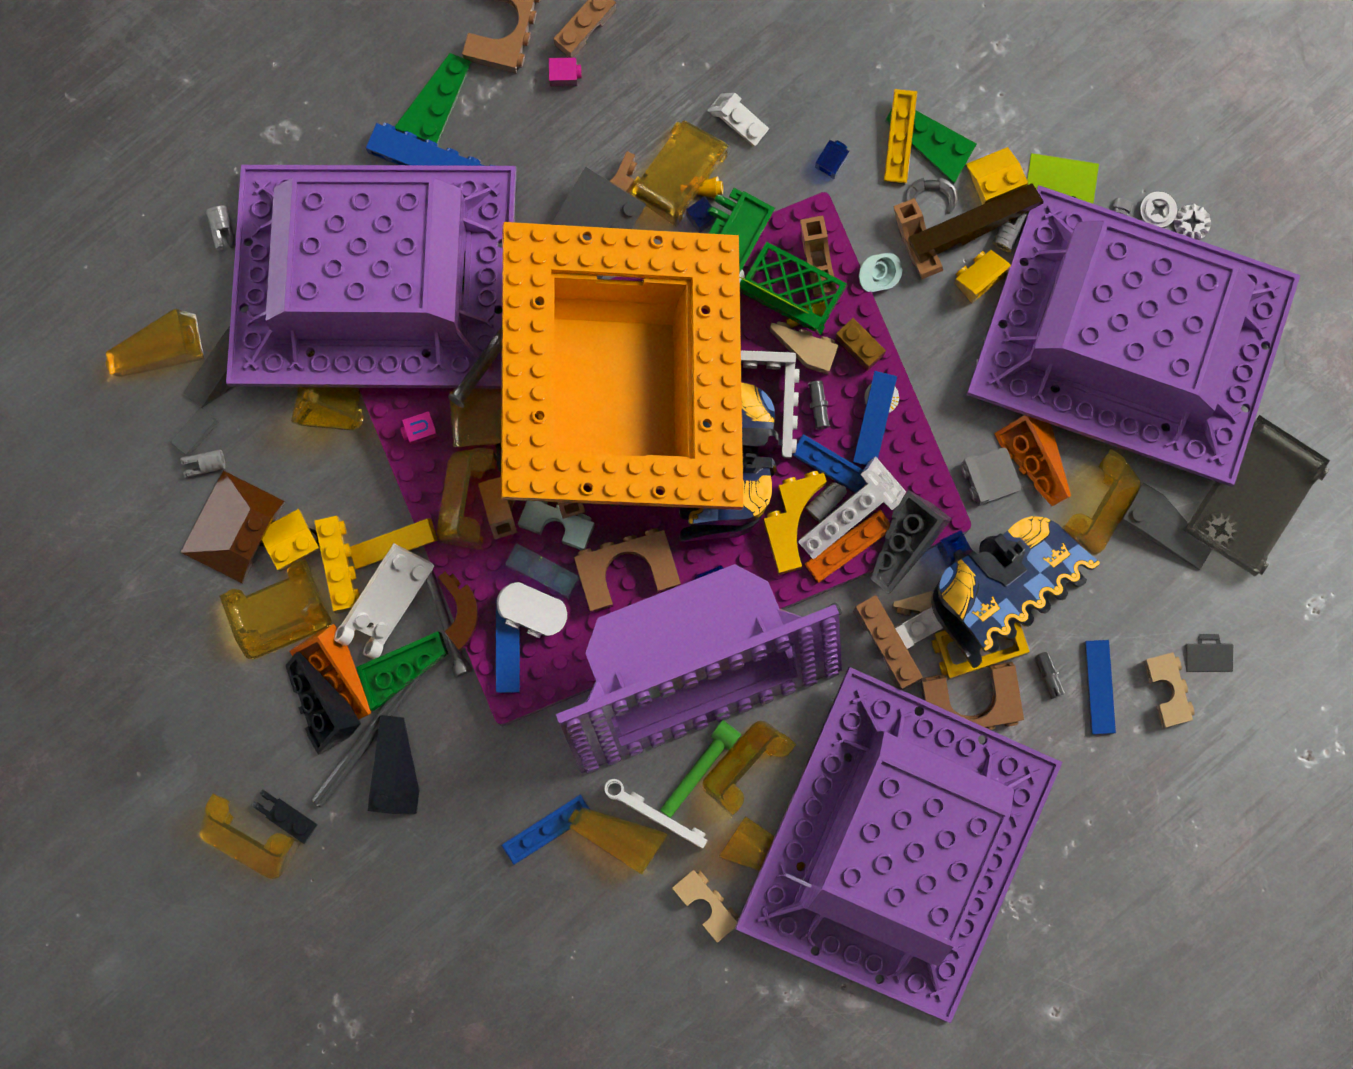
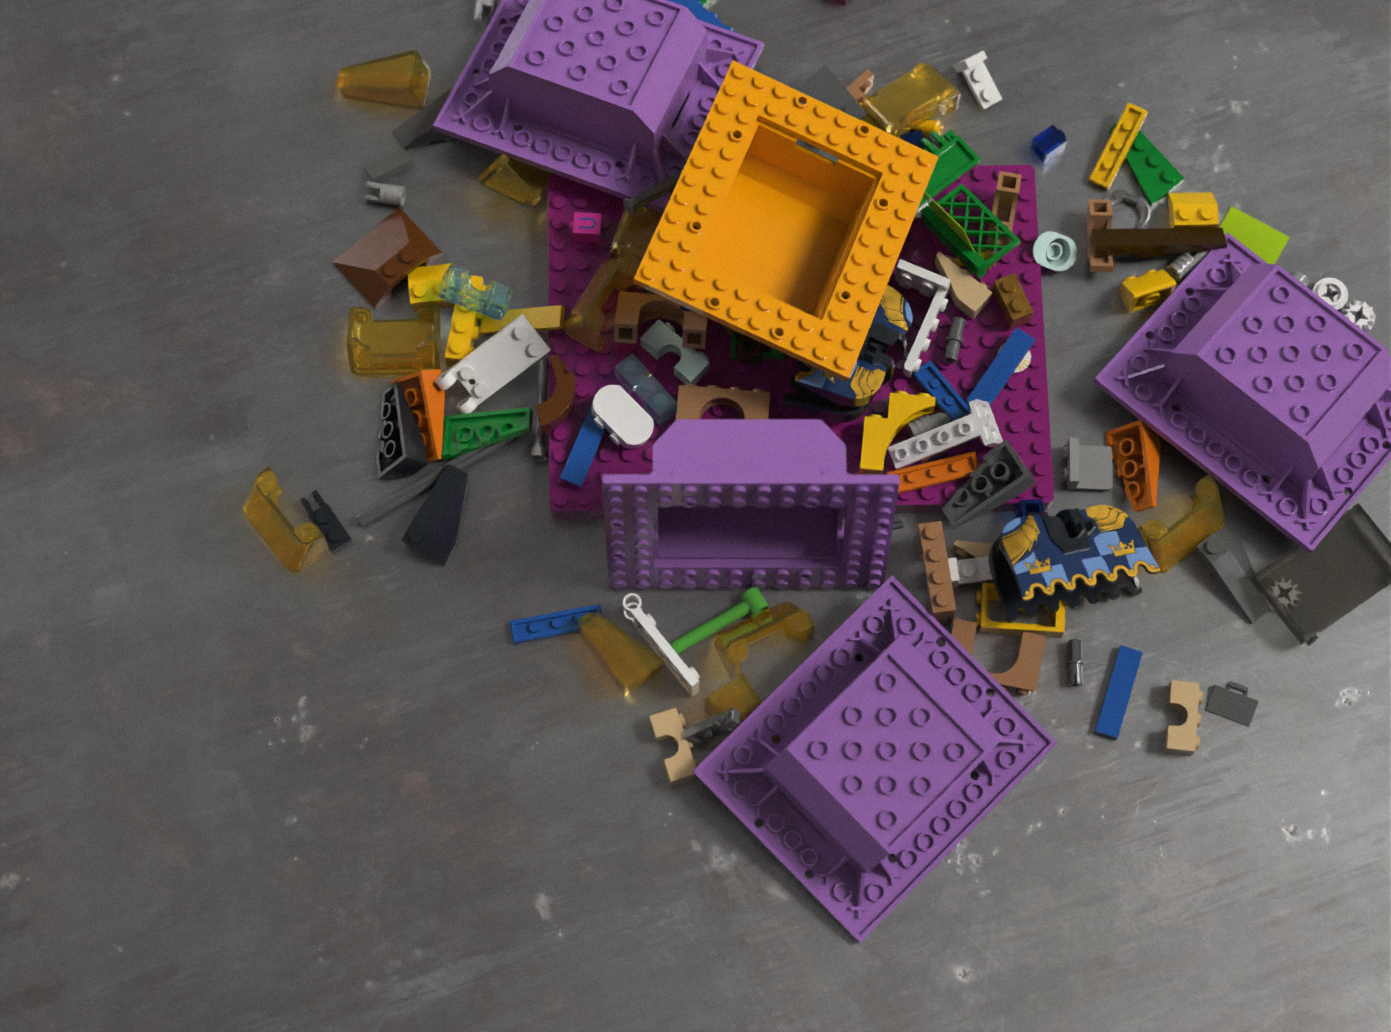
camera: 20 degrees right, 10 degrees down
(320, 542) = (457, 289): none -> clear light blue arch
(737, 879) = (712, 728): none -> dark grey hinge

